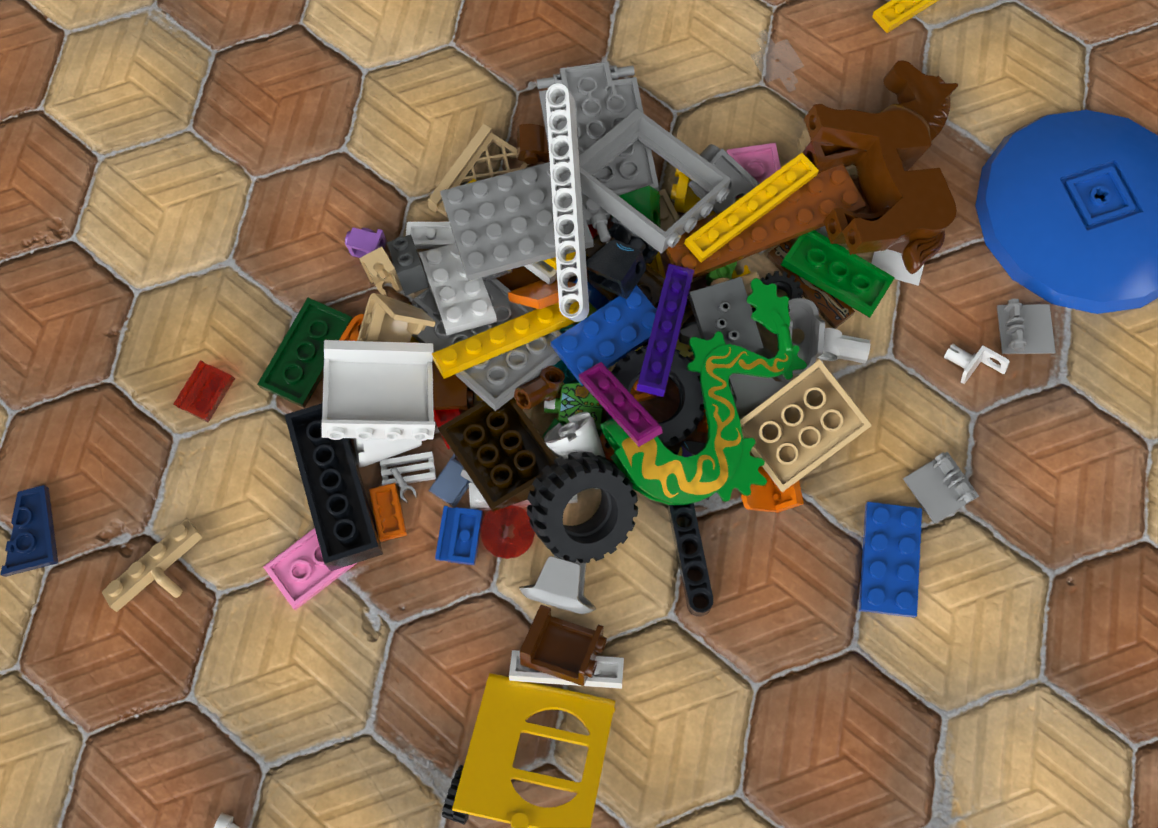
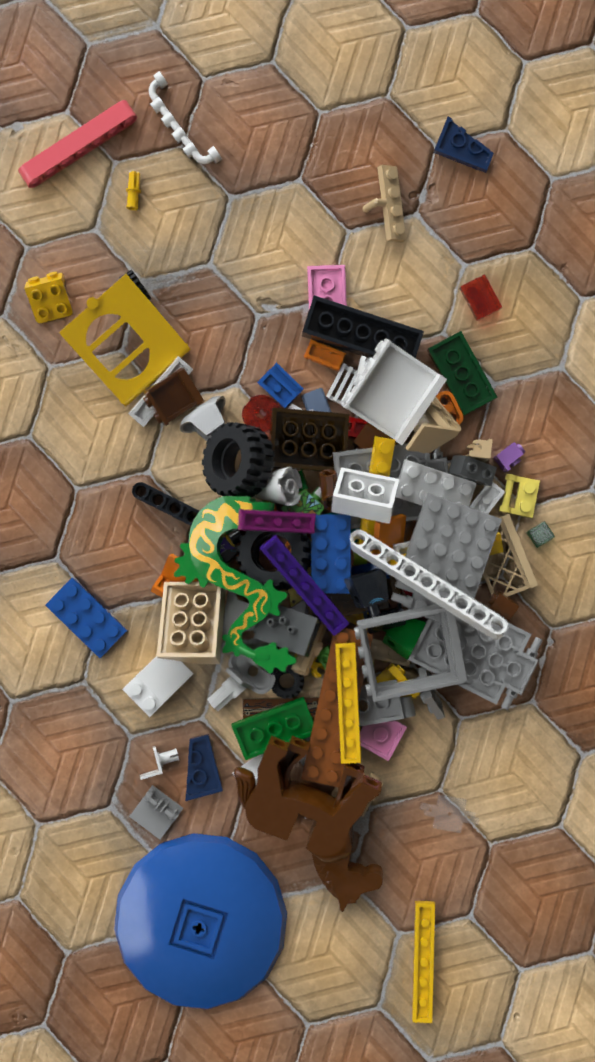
camera: 120 degrees right, 15 degrees up
(398, 202) = (525, 496): none -> light yellow plate
(402, 484) = (334, 374): light grey hand -> none
(426, 162) = (540, 534): none -> clear green slope
(518, 337) = (365, 495): none -> white slope
(684, 136) = (431, 698): none -> light grey plate
(898, 427) = (157, 683): none -> white slope
(940, 487) = (103, 680): light grey hinge -> none
(942, 313) = (203, 772): none -> dark blue wing

